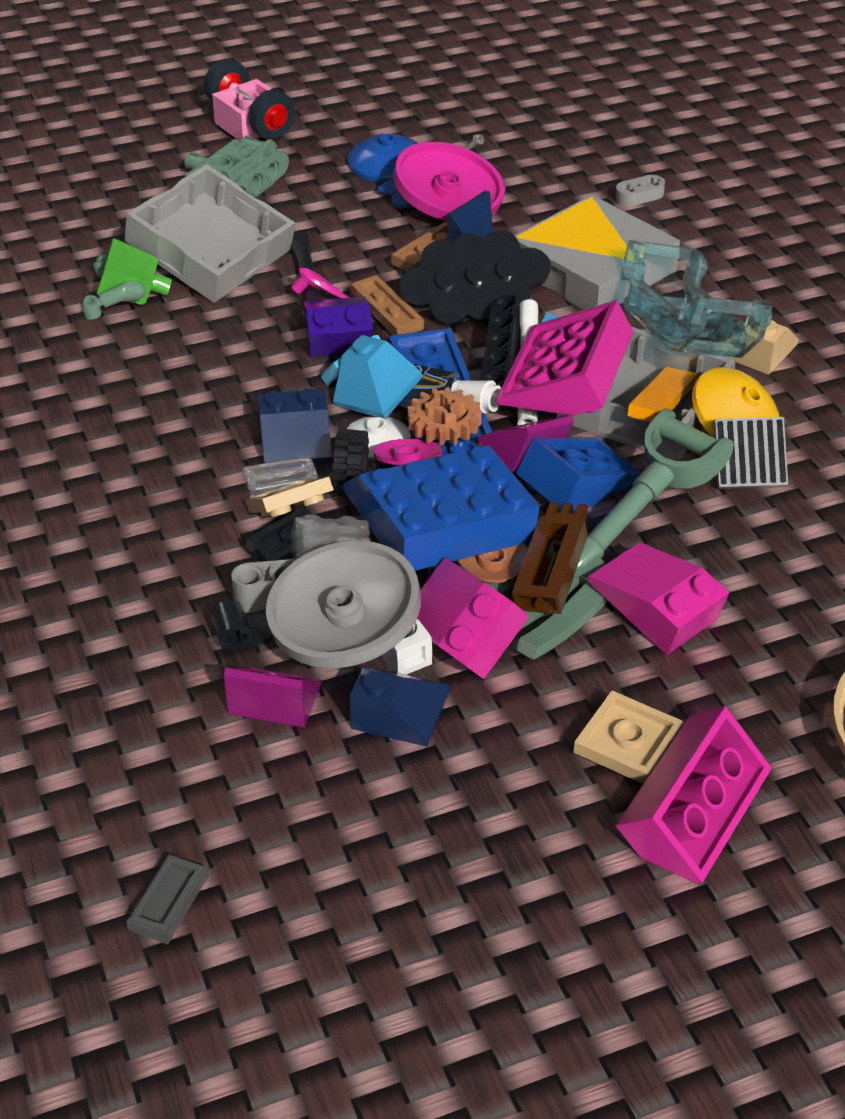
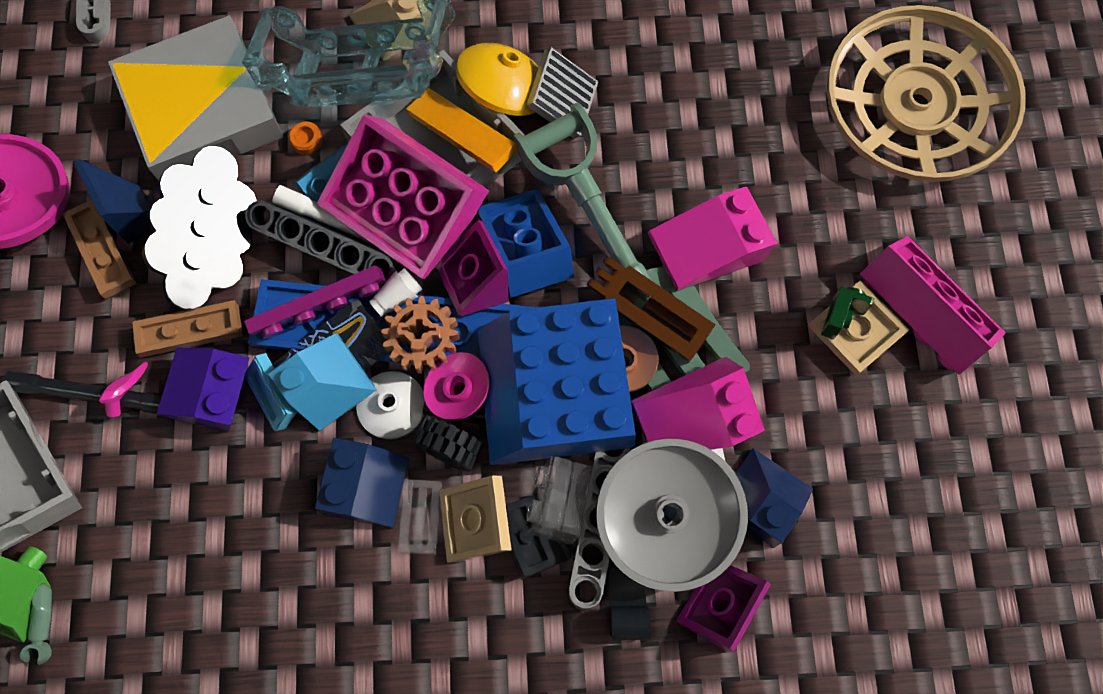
camera: 70 degrees left, 30 degrees up
(441, 347) = (303, 308): none -> magenta plate
(630, 694) = (842, 308): none -> dark green bracket

